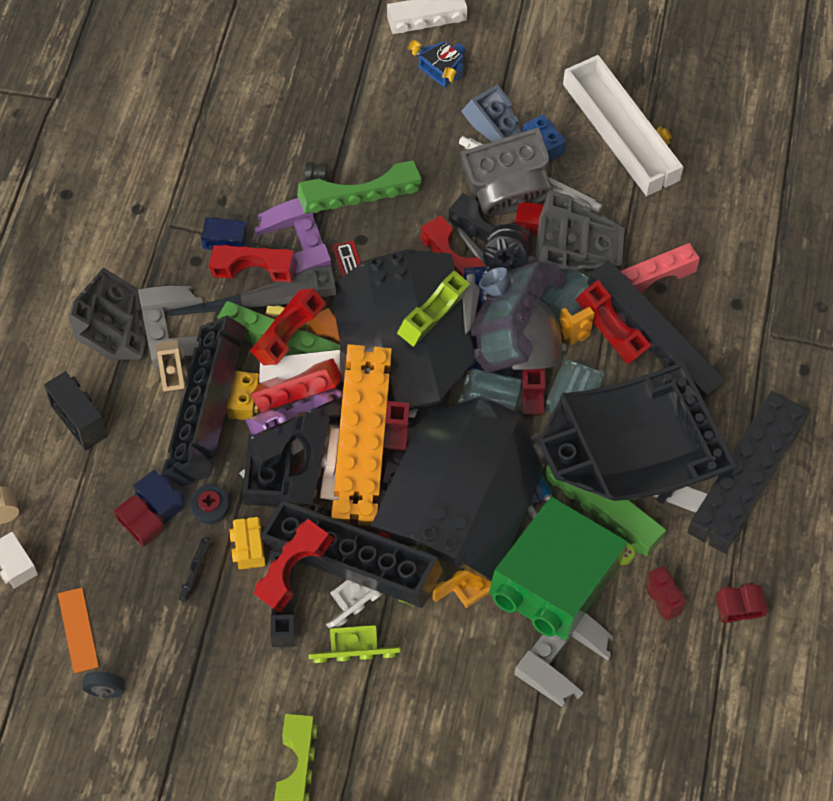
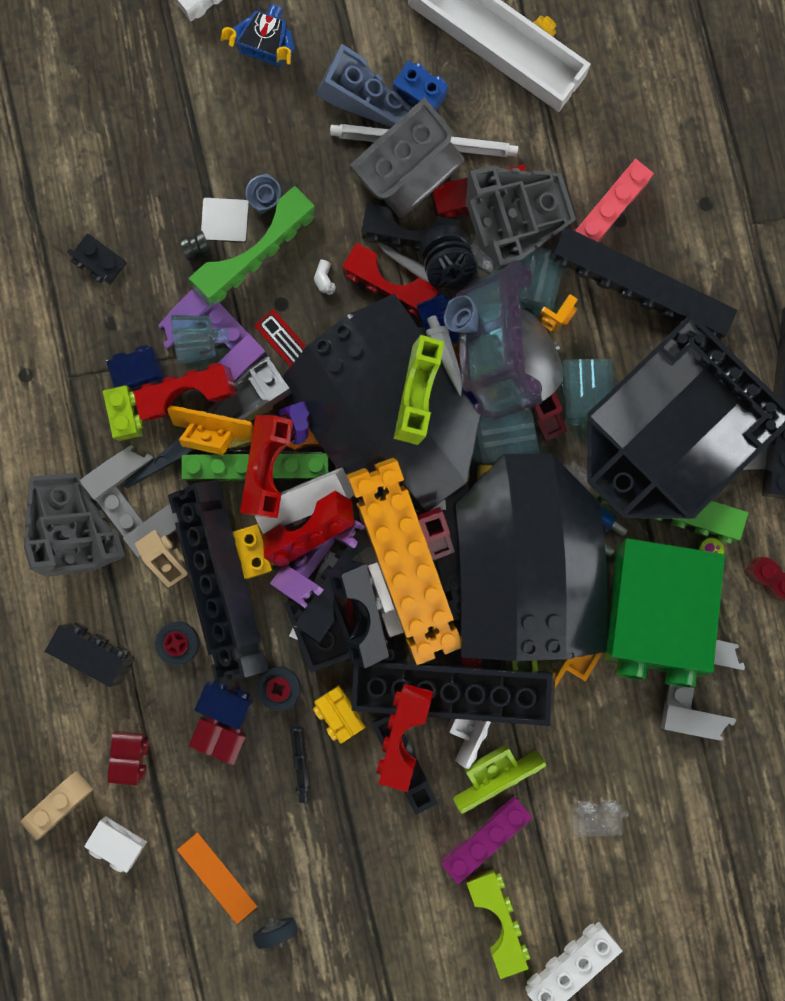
camera: 20 degrees left, 25 degrees up
(59, 502) = (127, 758): none -> dark red brick
(141, 431) = (169, 647): none -> black wheel
(197, 259) = (122, 413): none -> lime brick
(236, 154) = (97, 258): none -> black bracket
(258, 292) = (209, 431): none -> light orange bracket
(281, 229) = (195, 338): none -> clear light blue torso
(298, 695) = (490, 837): none -> magenta arch
(330, 311) = (299, 414): none -> dark purple rock
(348, 167) = (224, 219): none -> white sticker
(385, 158) = (263, 193): none -> sand blue hat
(401, 233) = (322, 280): none -> white arm
(424, 716) = (597, 819): none -> clear bracket
(625, 340) = (616, 308): red arch -> none

